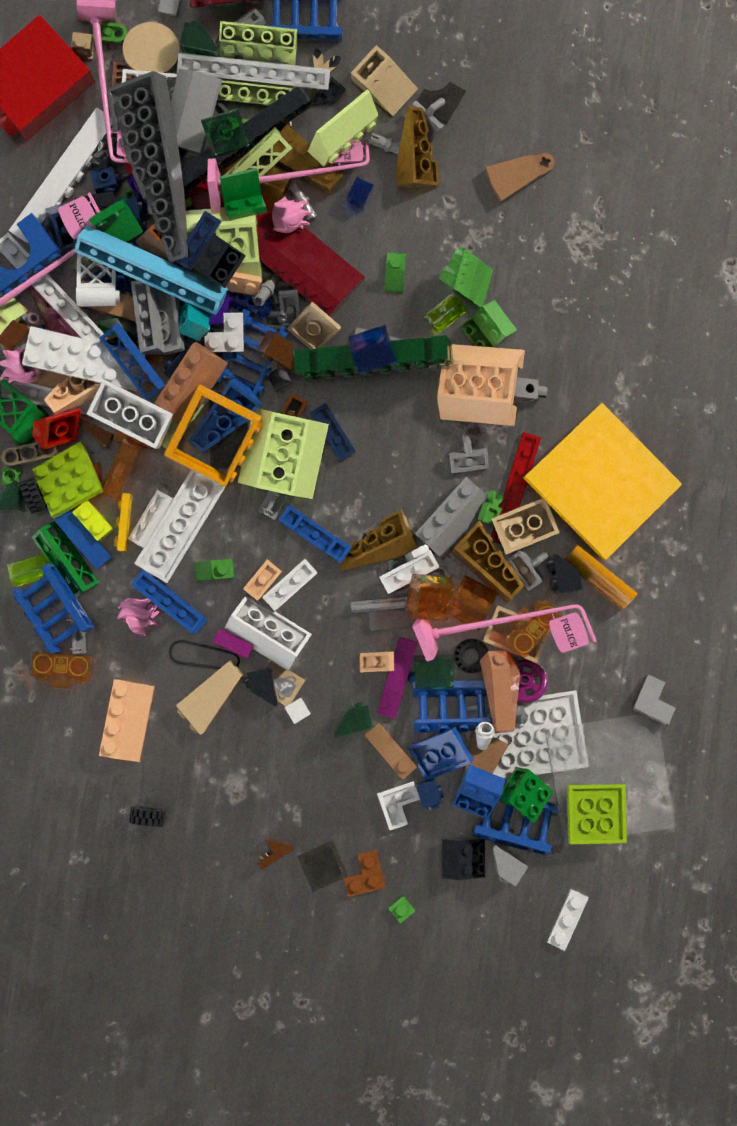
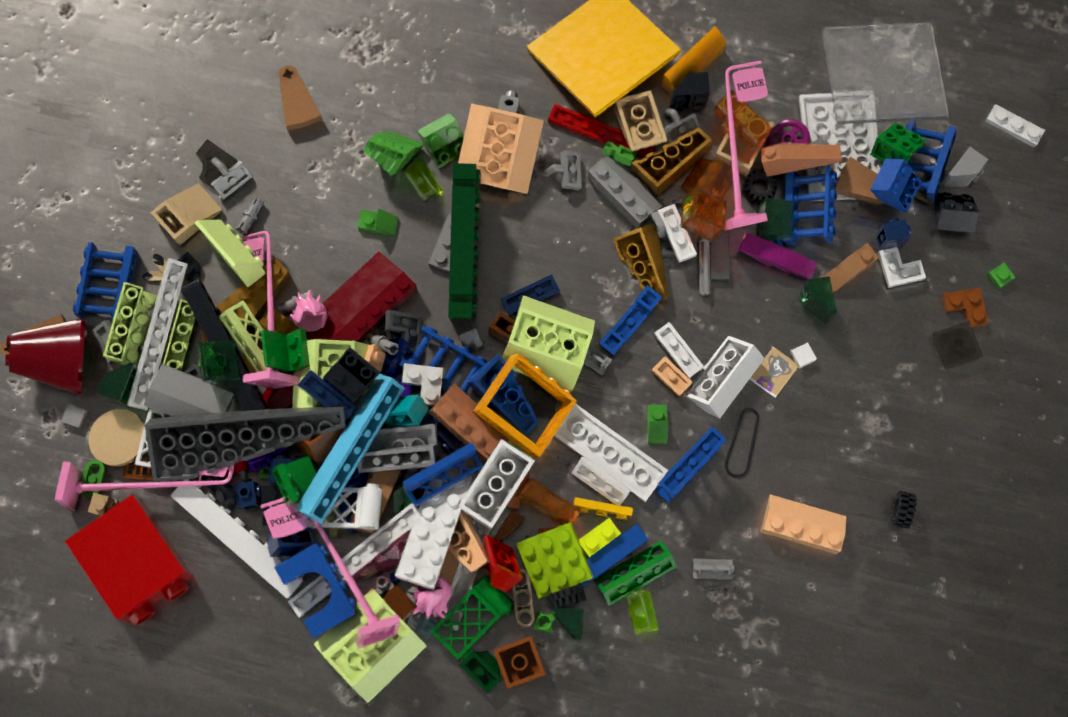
camera: 85 degrees left, 10 degrees down
(71, 607) = (686, 566): blue fence -> none
(71, 666) = (743, 594): clear orange piece -> none
(138, 614) = (698, 499): bright pink hair -> none
(207, 700) = (786, 438): tan slope -> none
(232, 644) = (734, 409): magenta slope -> none
(262, 685) = (776, 385): black slope -> none
(278, 349) = (445, 333): reddish brown slope -> none
(279, 850) = (942, 384): reddish brown slope -> none
(313, 327) = (425, 300): tan plate -> none
(359, 193) = (295, 246): clear blue brick -> none
(372, 349) = (457, 235): clear blue slope -> none
(376, 662) = (761, 272): light nougat plate -> none
(415, 160) = (272, 191): pearl gold wedge -> none
(440, 753) = (855, 220): blue plate -> none
(484, 735) = (842, 172): white cone -> none
(596, 814) = (920, 83): lime plate -> none
(649, 703) = (815, 32): light grey tile -> none

